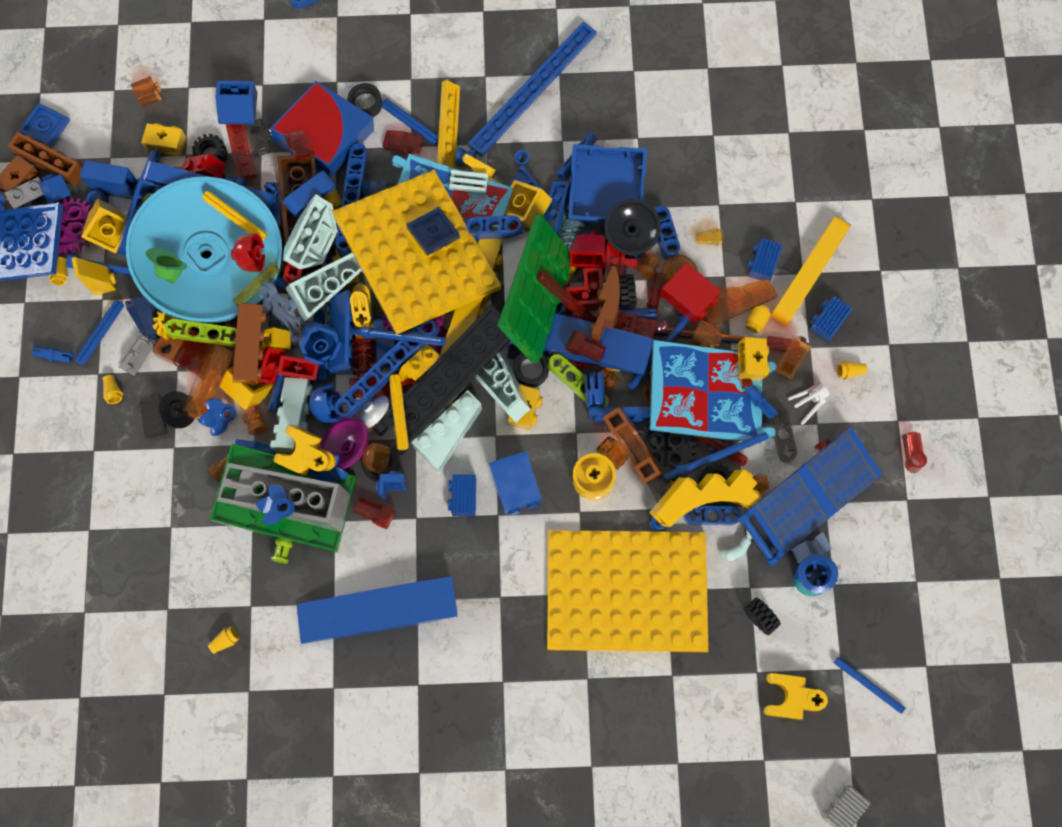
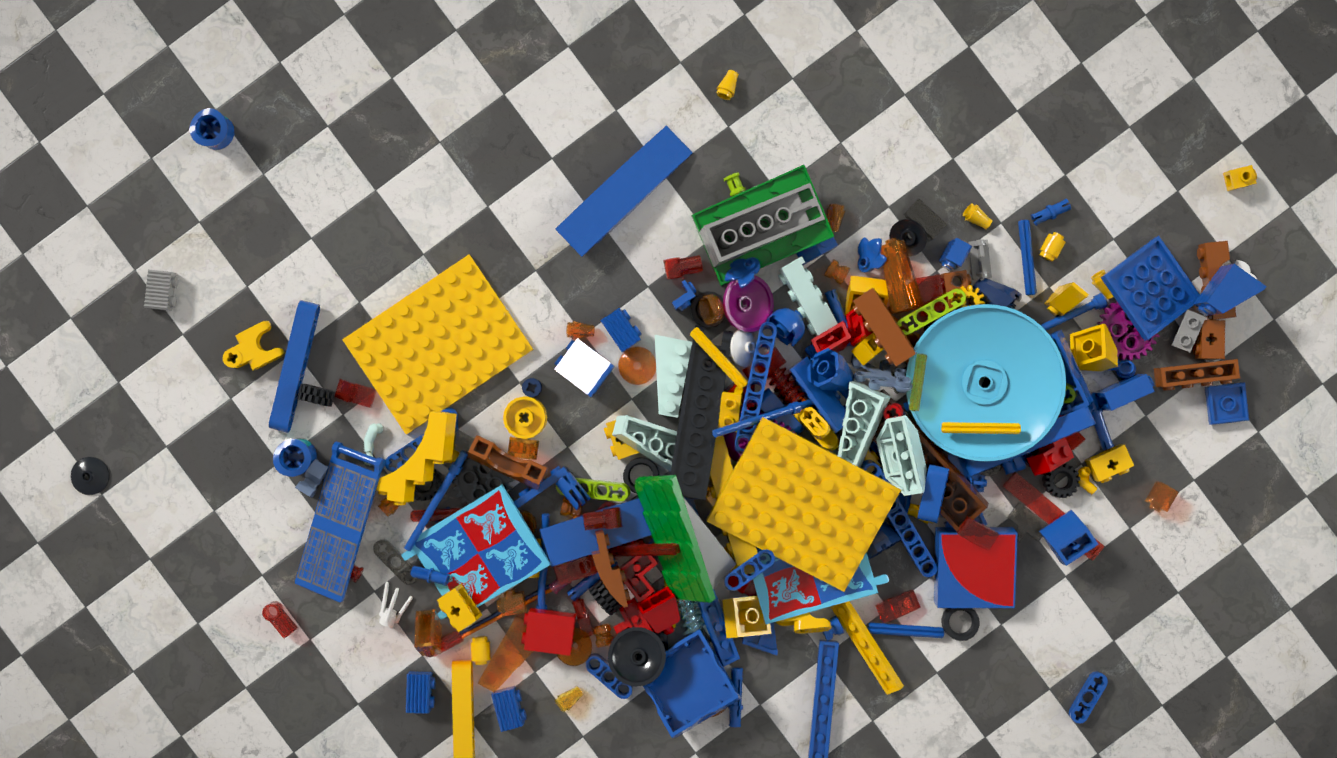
camera: 150 degrees right, 15 degrees up
(54, 188) = (1166, 351): blue brick -> none
(73, 326) = (1052, 246): none -> yellow brick
(151, 369) = (955, 254): none -> blue brick
(166, 264) = (1002, 344): bright green piece -> none
(193, 134) = (1084, 473): none -> yellow arm
(248, 253) = (942, 402): red cylinder -> none
(273, 505) = (760, 209): blue plate -> none
(306, 454) = (765, 271): yellow piece -> none
(433, 231) = (797, 528): dark blue plate -> none
(452, 186) = (804, 612): light aqua tile -> none
(479, 465) = (633, 375): none -> clear orange dish
(498, 519) = (579, 330): none -> clear orange cone
(518, 156) = (786, 662): blue hinge -> none
(571, 503) = (534, 389): none -> dark blue wheel
(727, 598) = (355, 393): none -> clear red slope
(765, 657) = (294, 366): none -> blue beam
(850, 369) = (375, 657): yellow cone -> none
(869, 685) = (201, 400): blue bar -> none
(1003, 689) = (98, 475): none -> black dish

